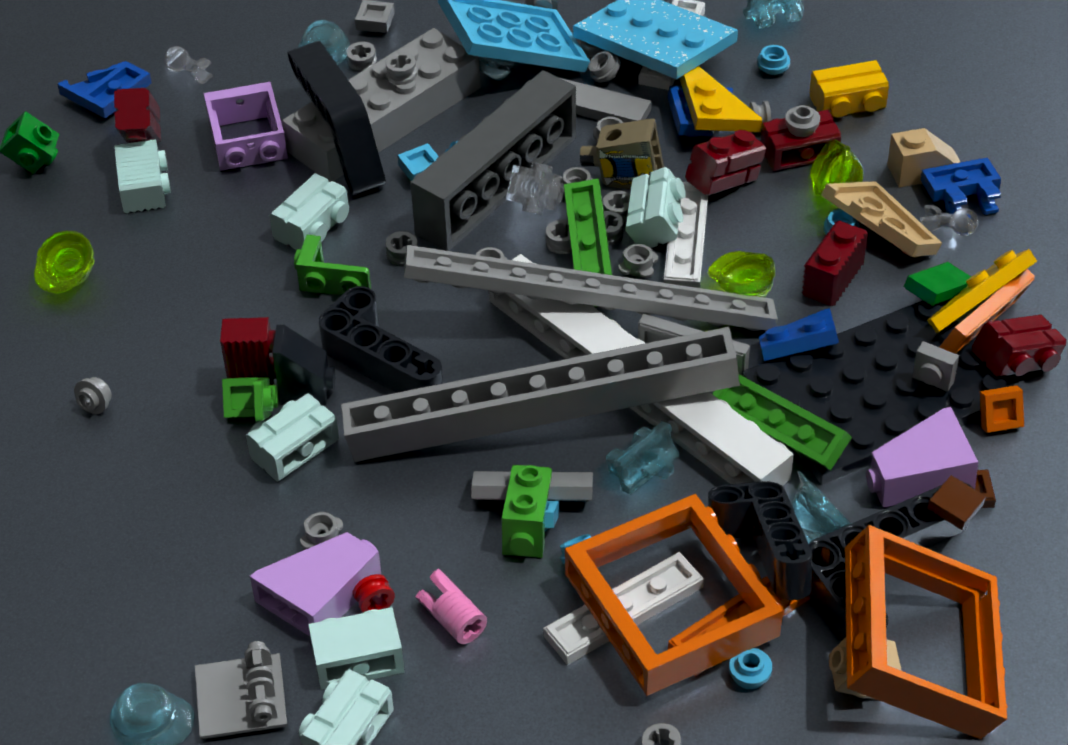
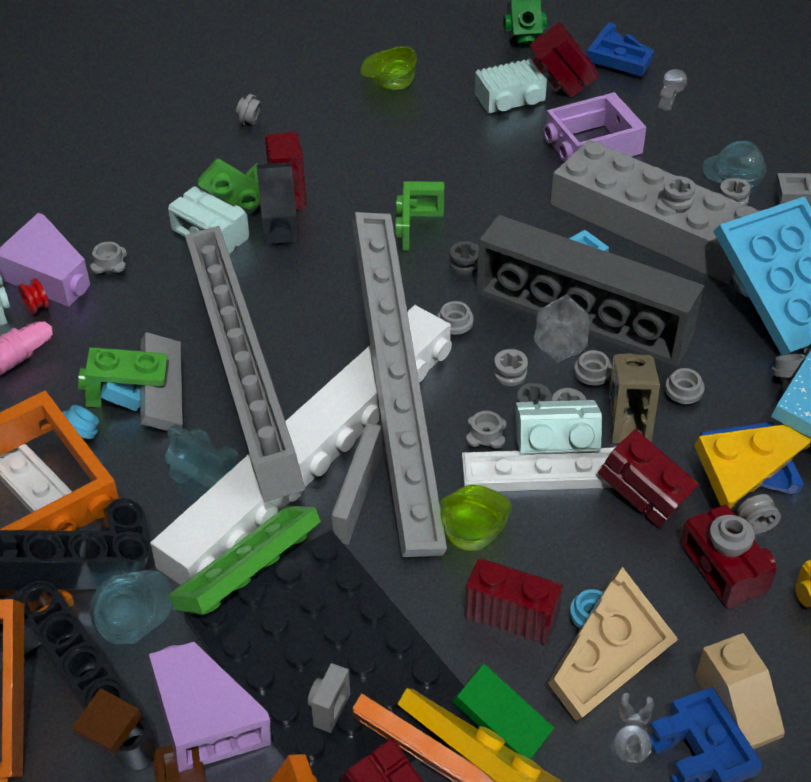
camera: 80 degrees right, 0 degrees up
(309, 211) = (489, 188): light aqua brick -> none
(342, 112) = (595, 148): black beam -> none
(353, 338) = (312, 260): black beam -> none
(587, 227) = (493, 378): bright green plate -> none
(603, 103) = (733, 375): light grey tile -> none
(799, 336) = (389, 579): blue wing -> none
(835, 165) = (676, 596): clear neon green hat -> none

